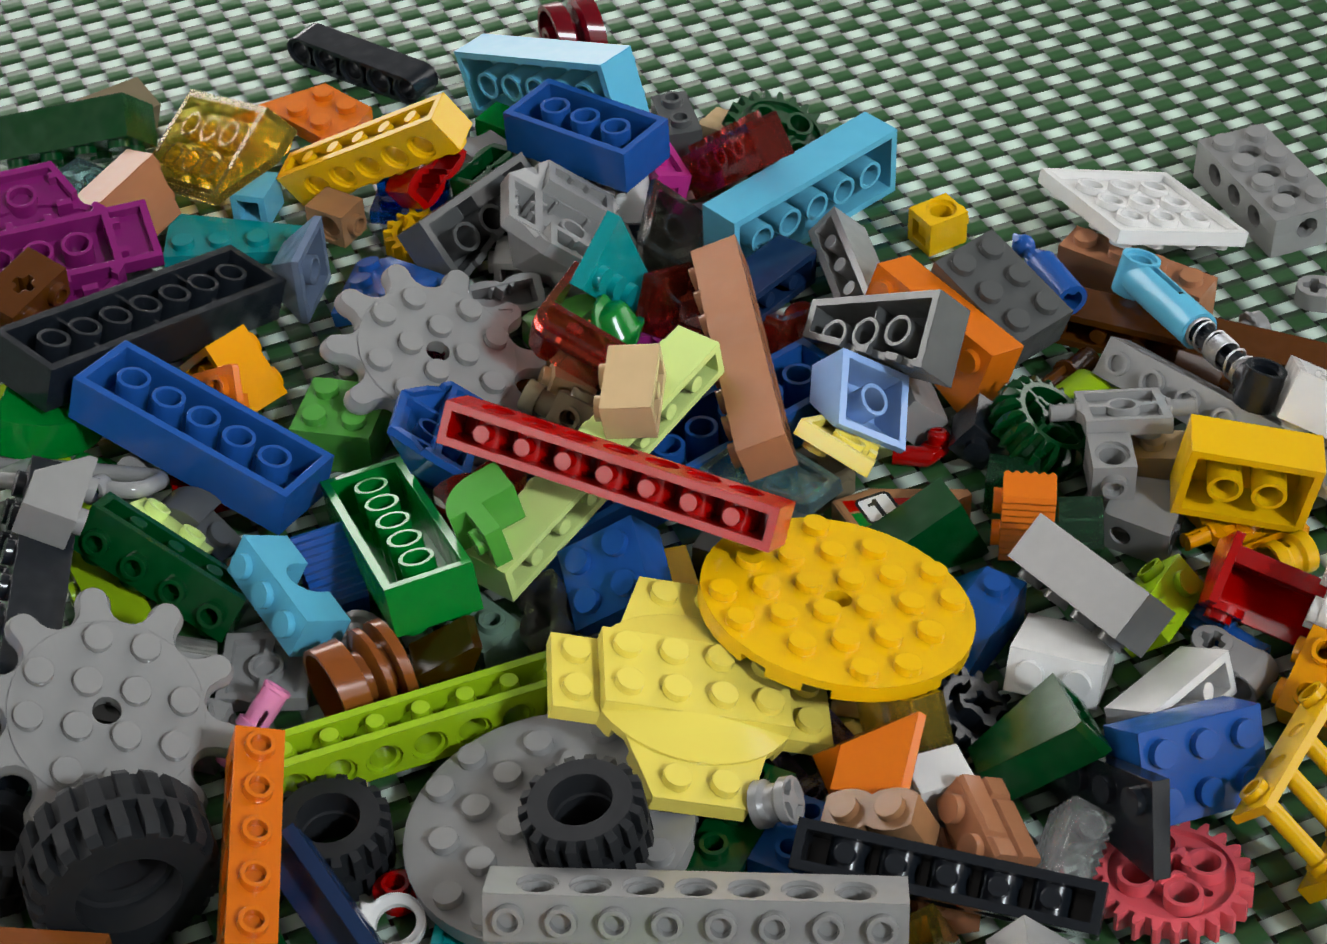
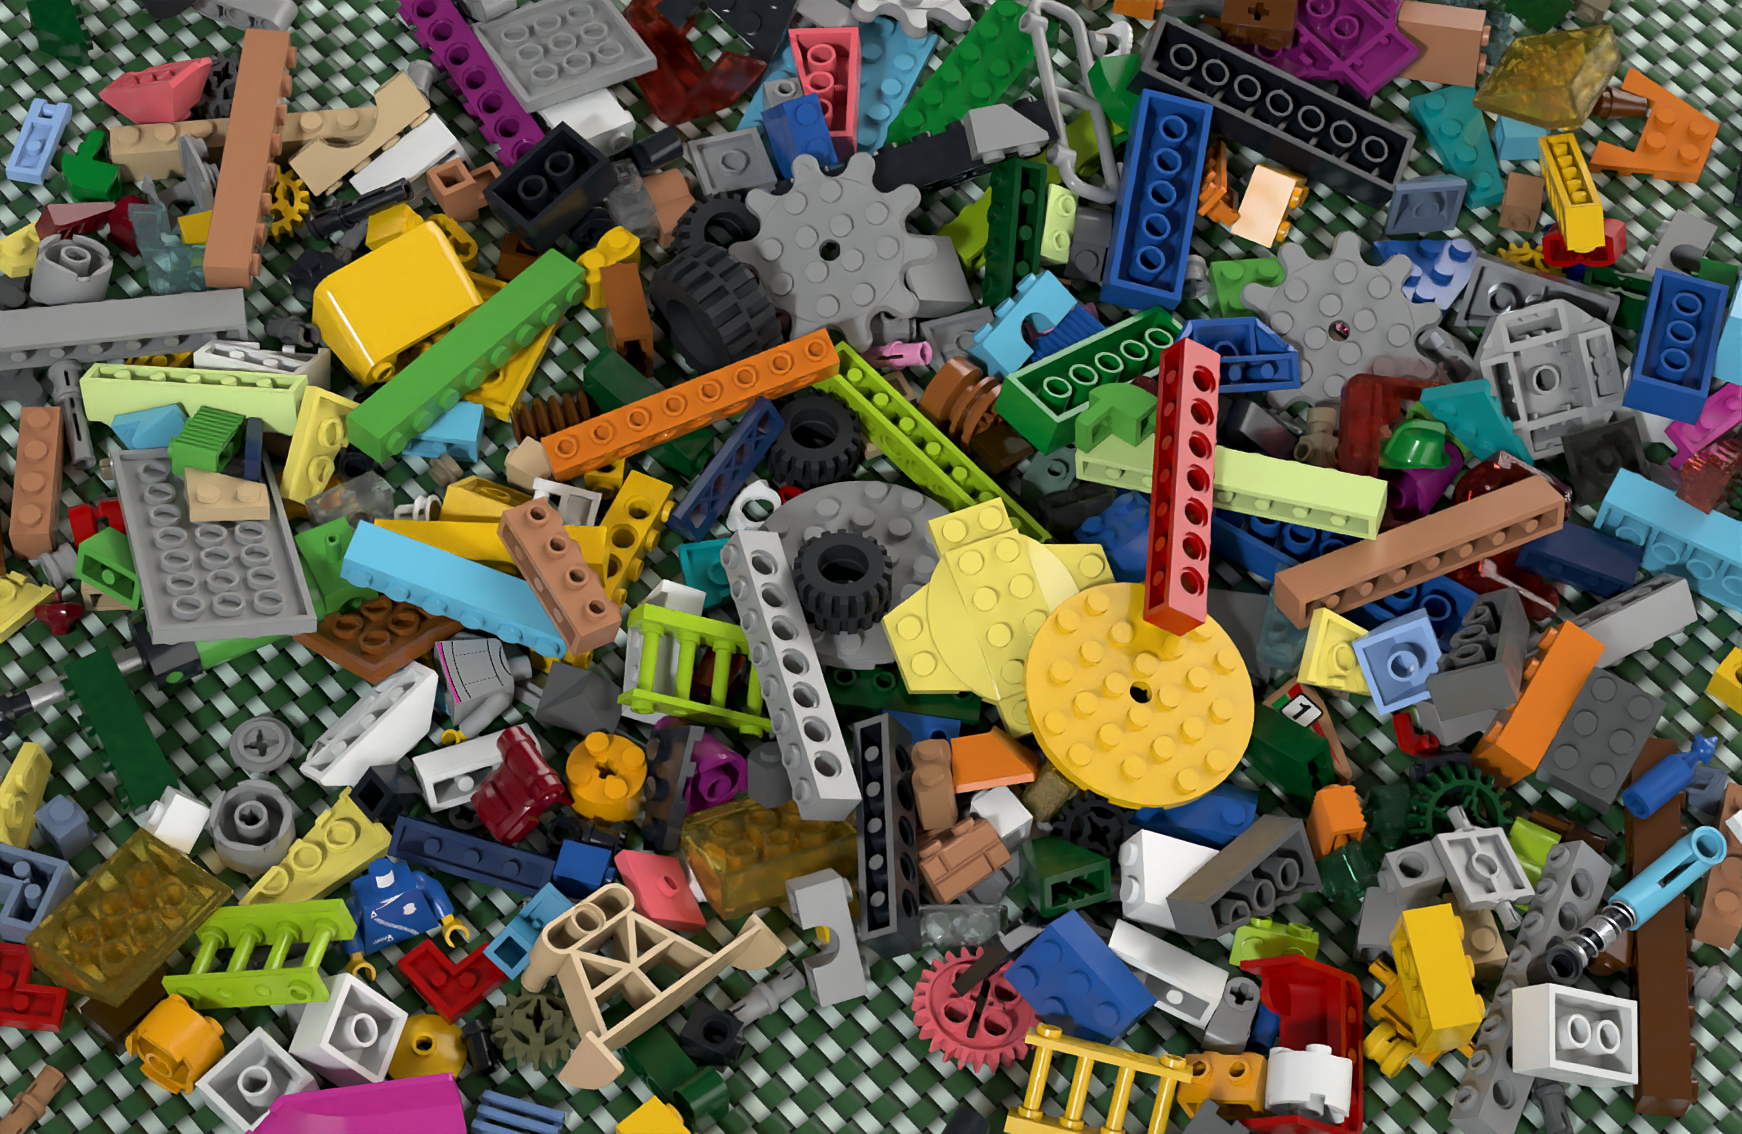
camera: 65 degrees right, 15 degrees up
(631, 391) = (1282, 469): tan brick -> none
(775, 802) = (921, 716): light grey wheel -> none

